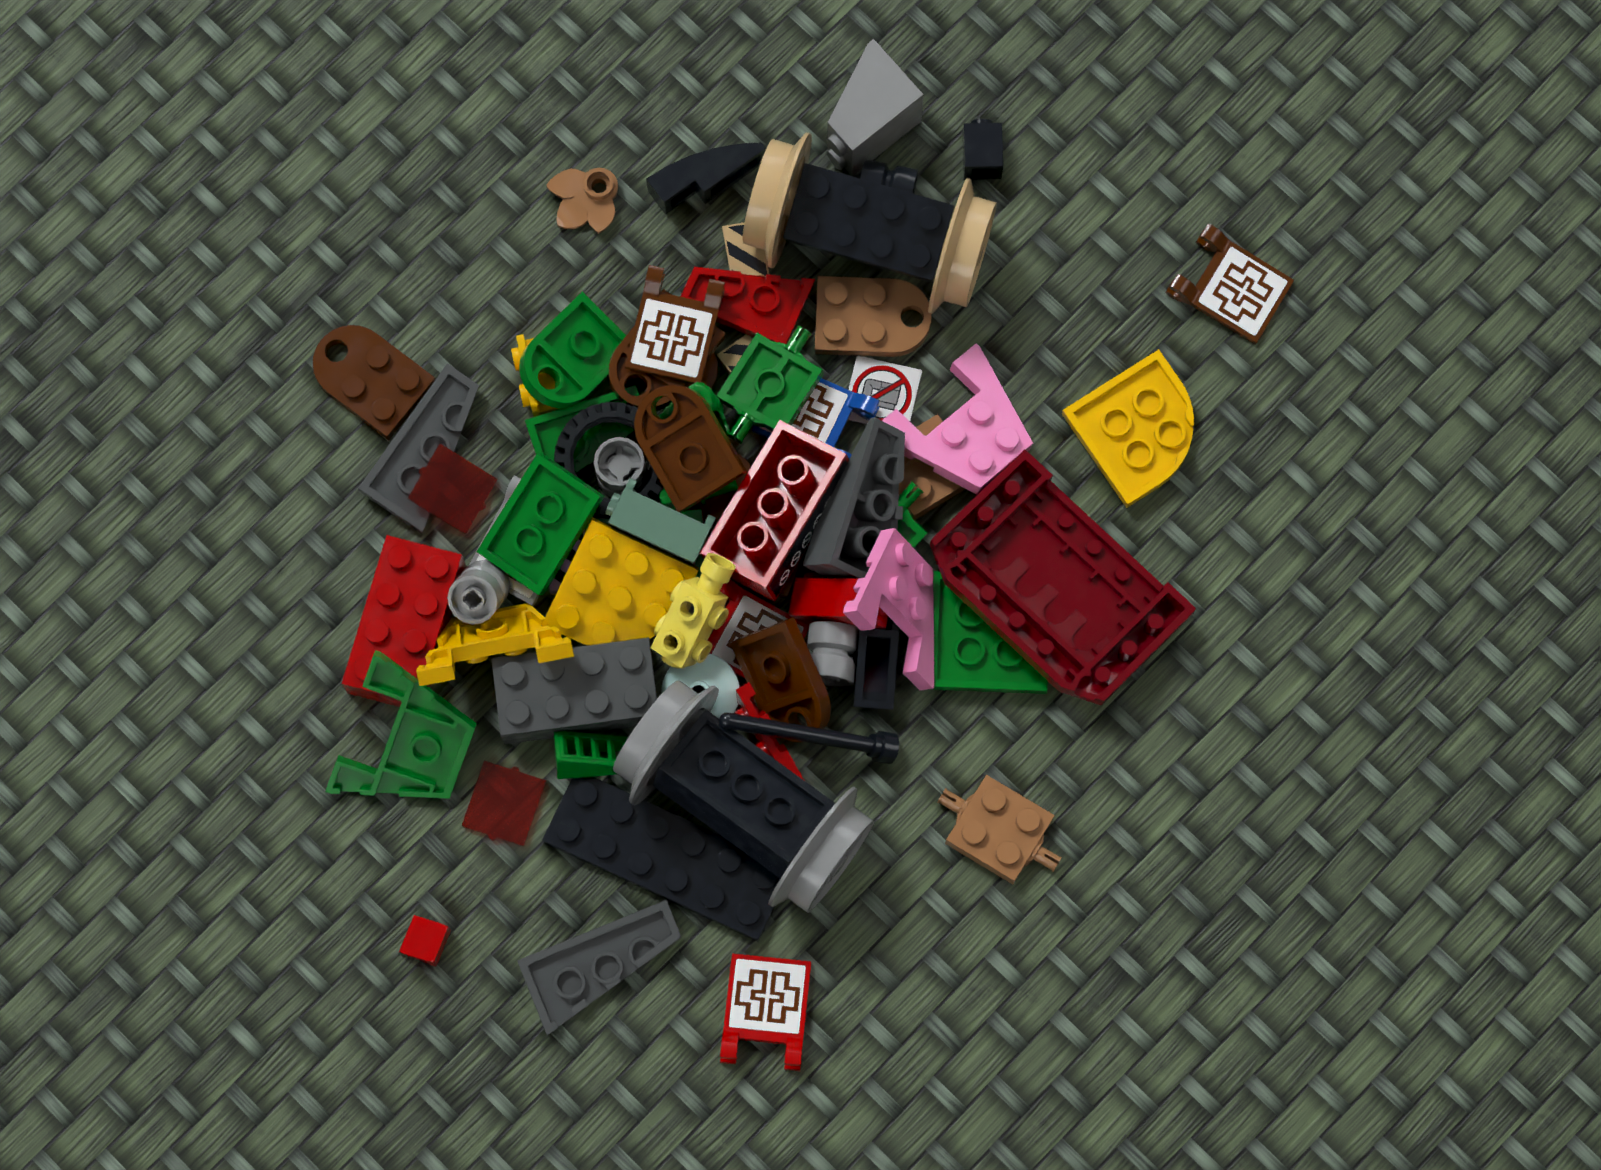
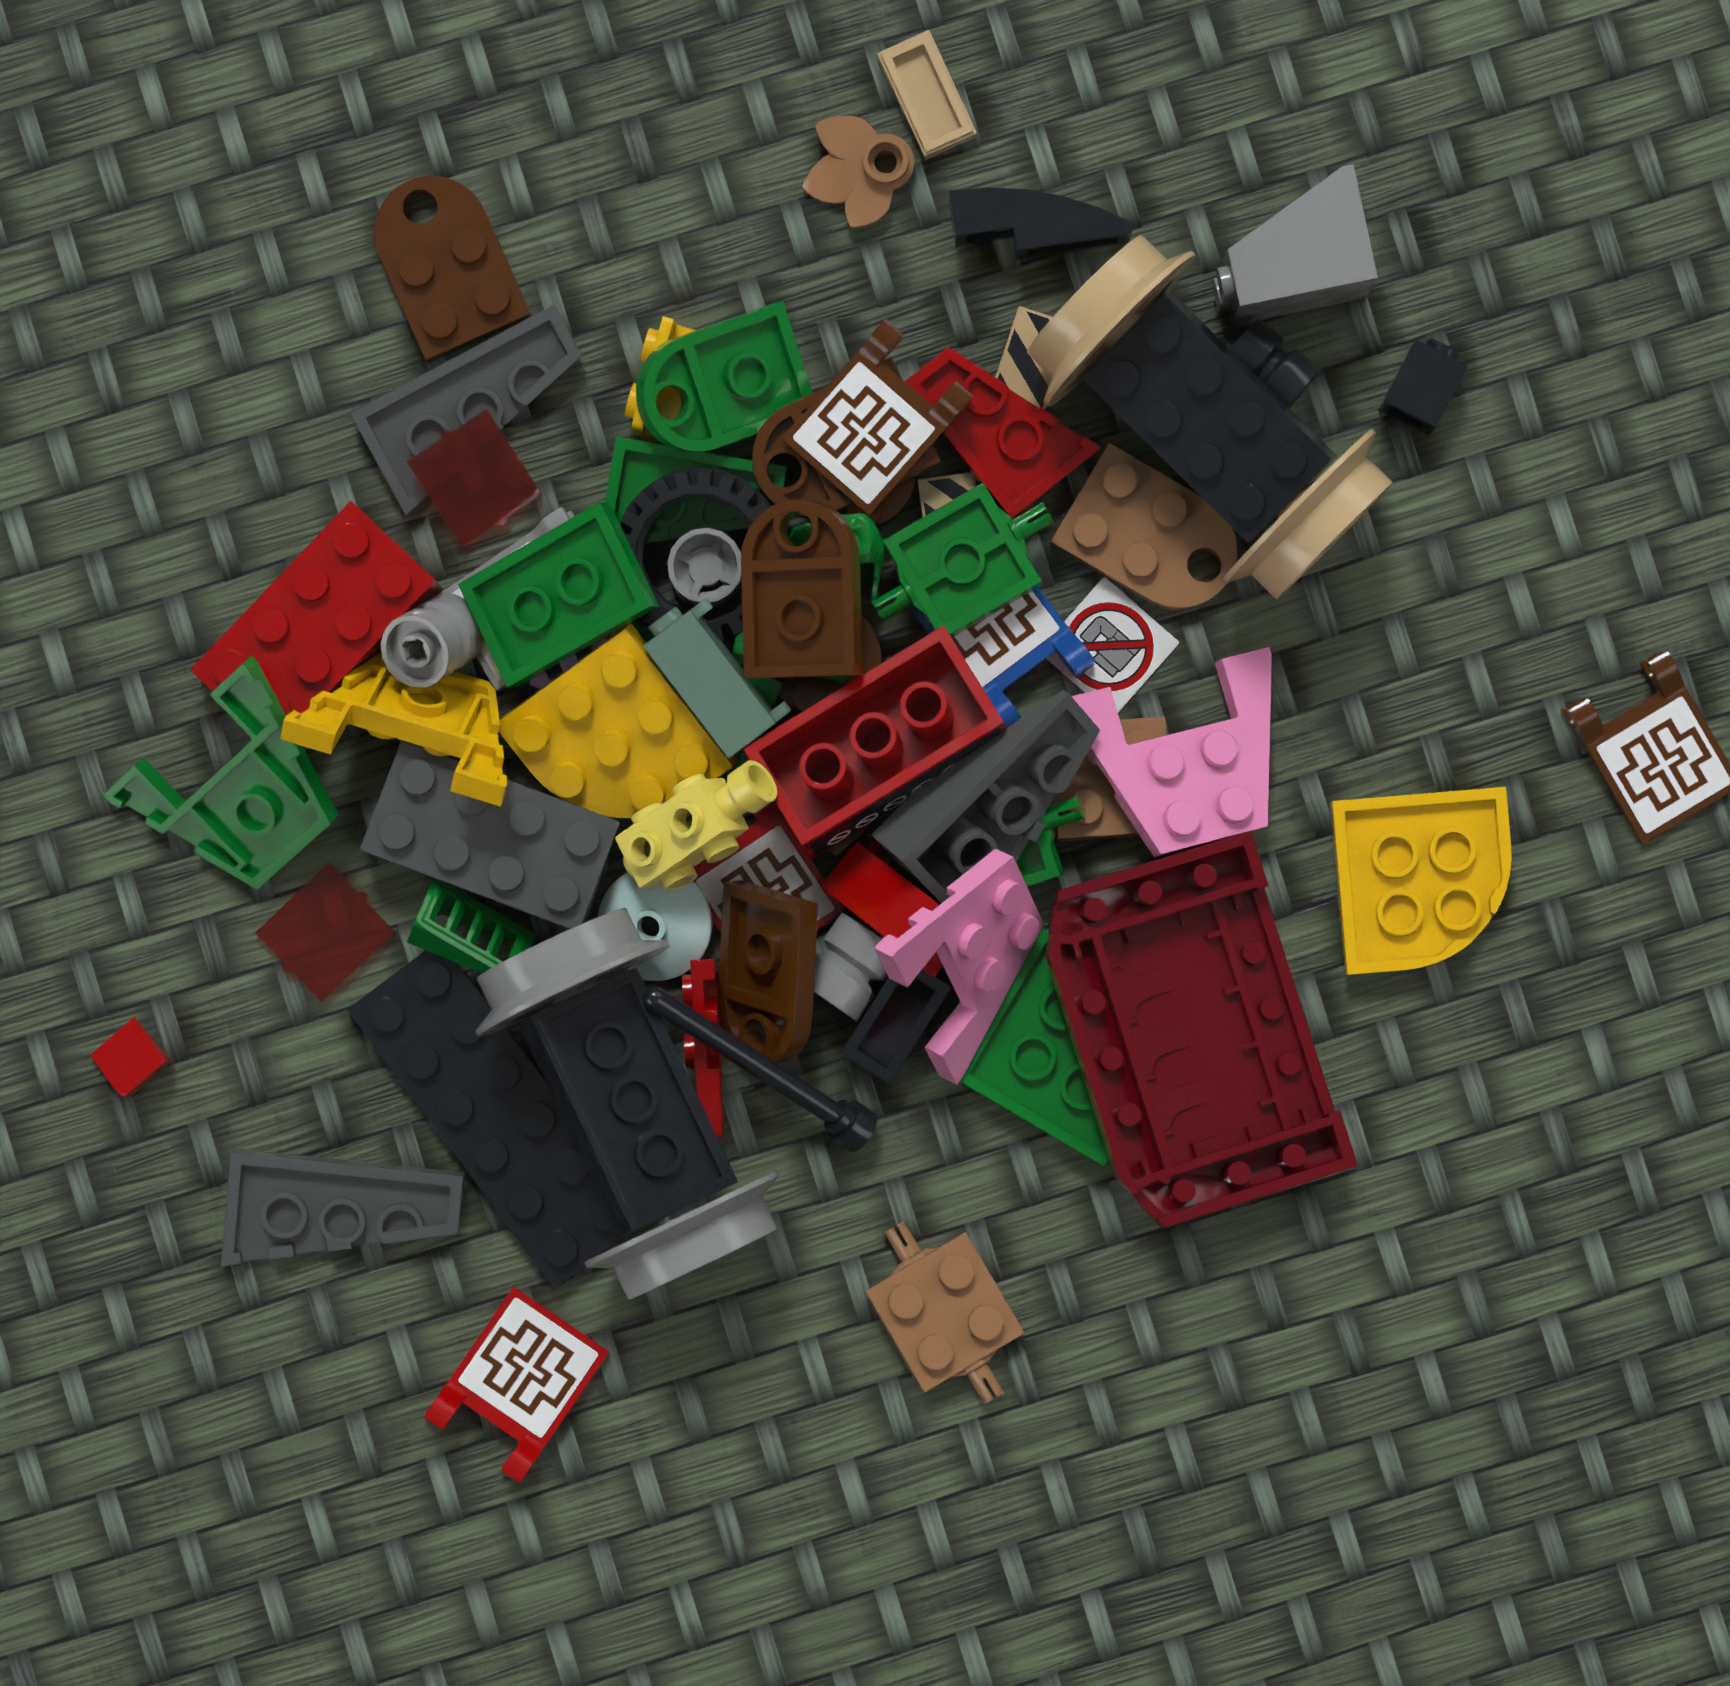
camera: 30 degrees right, 10 degrees up
(602, 137) = (926, 95): none -> tan tile

